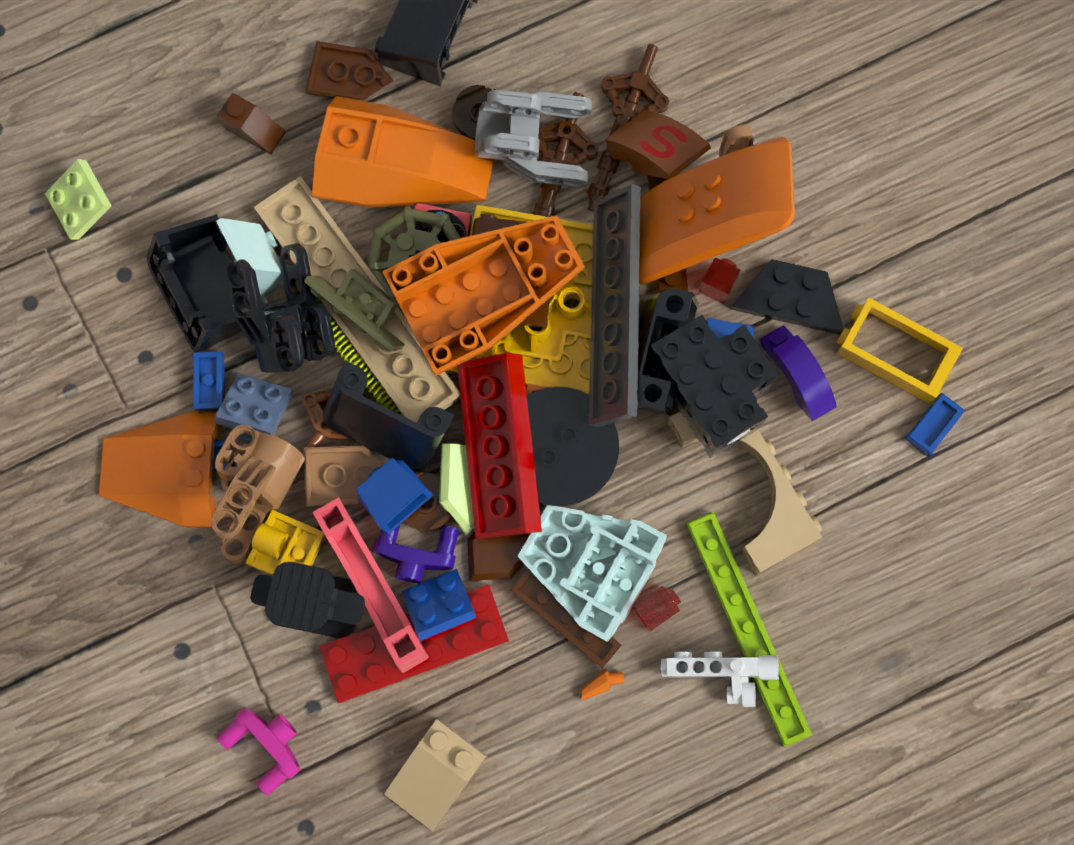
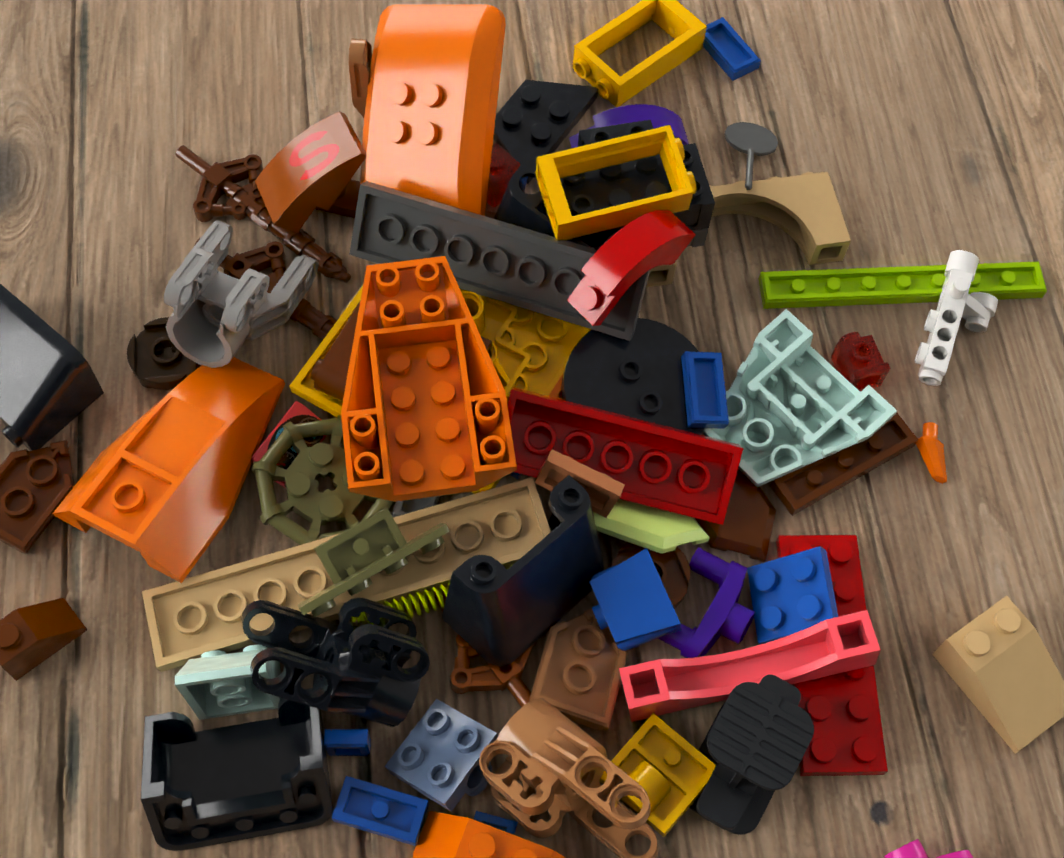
camera: 80 degrees left, 15 degrees down
(243, 345) = (347, 742): none -> blue tile
(460, 439) = (601, 488): none -> nougat plate
(575, 494) = (704, 390): none -> blue tile
(634, 399) = (631, 252): none -> red arch
(661, 325) = (605, 154): none -> yellow window
(841, 469) = (751, 140): none -> dark grey piece

